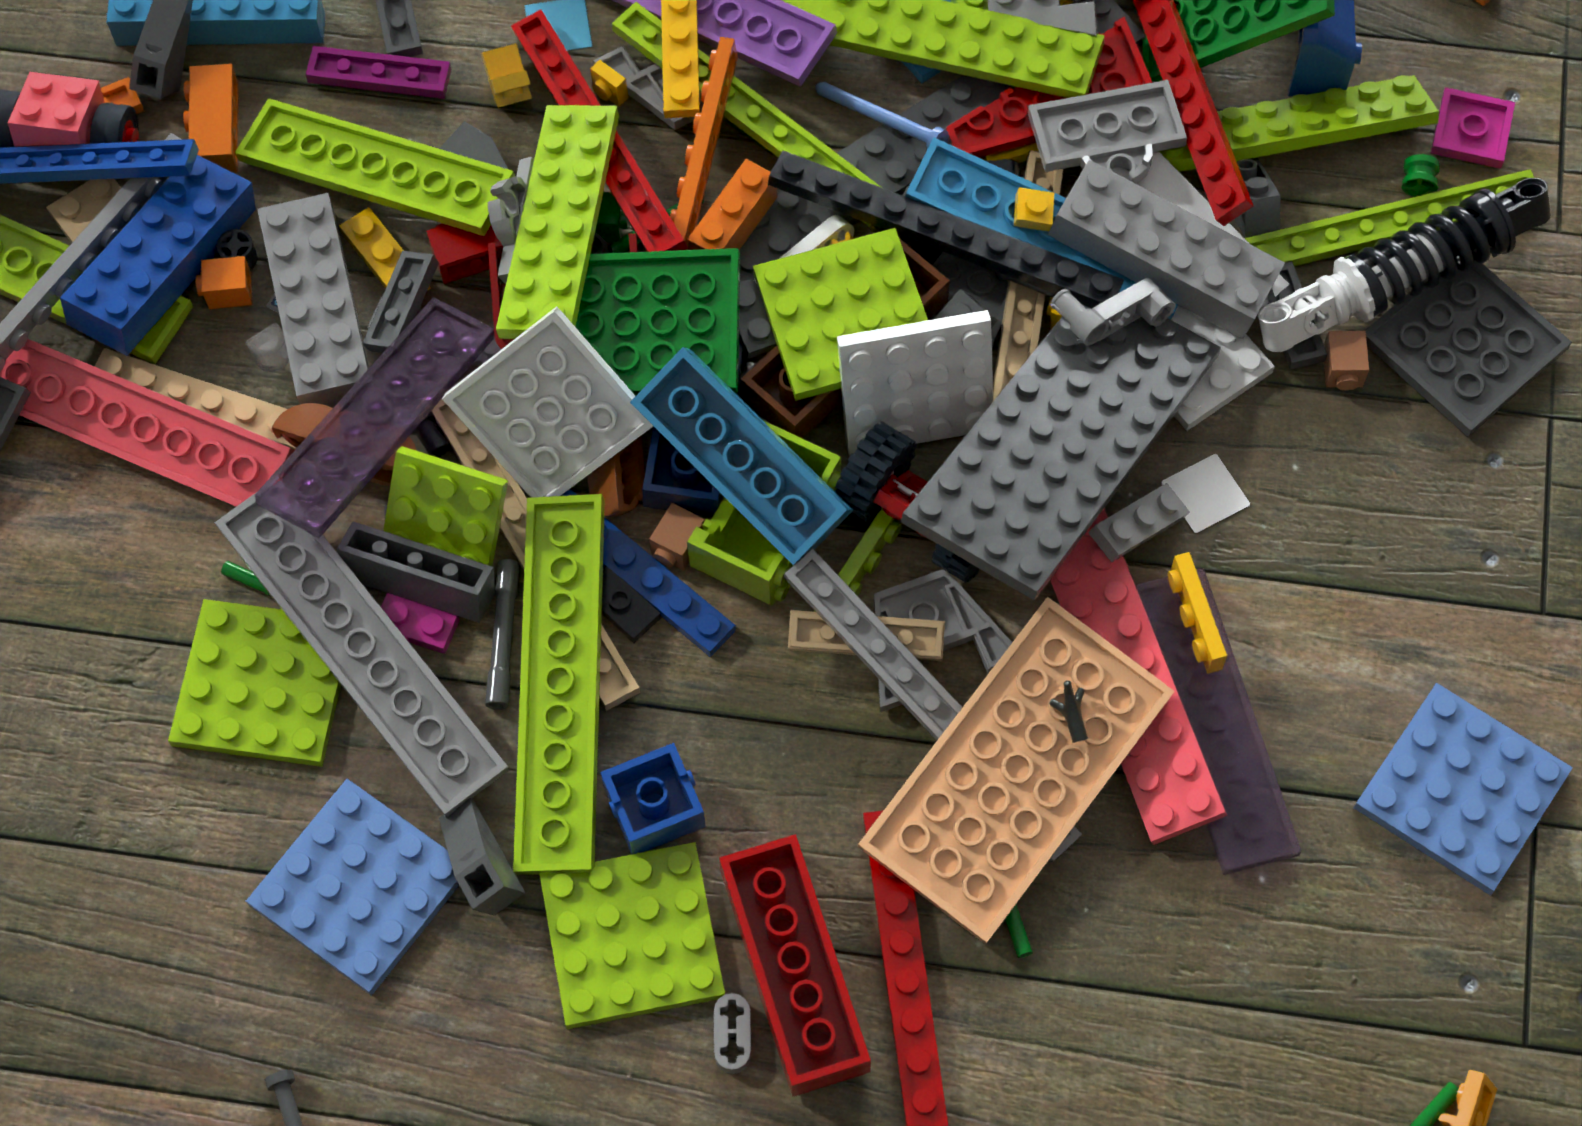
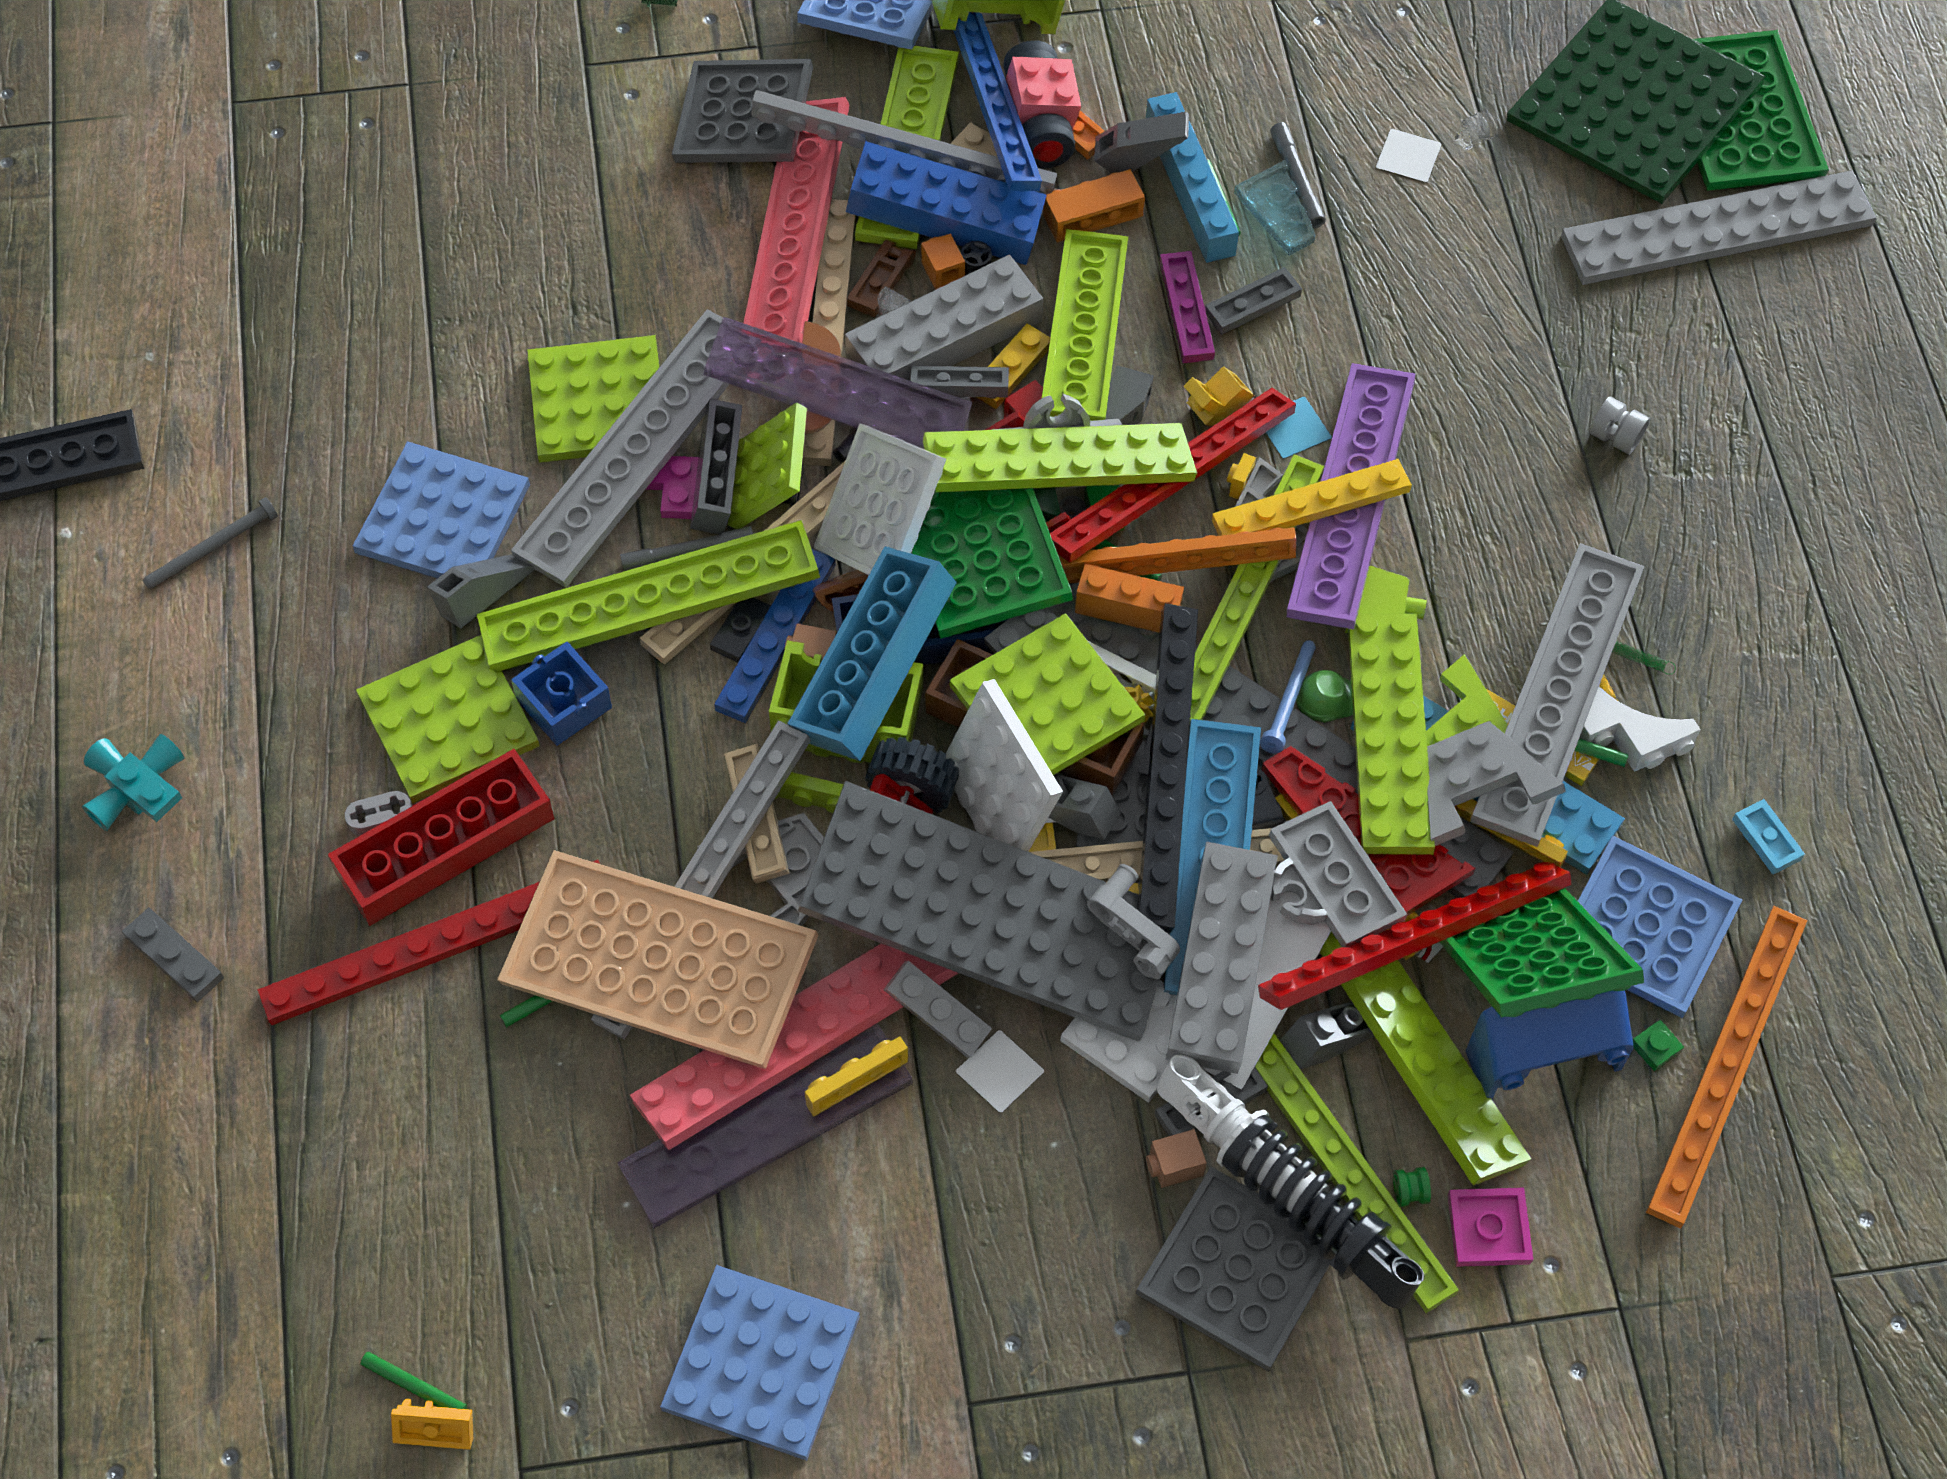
camera: 70 degrees right, 5 degrees down
(220, 351) = (879, 274): none -> reddish brown plate
(884, 86) = (1325, 696): none -> bright green hat
(1034, 209) = (1220, 829): yellow plate -> none
(1072, 711) = (713, 981): pearl dark grey bar -> none

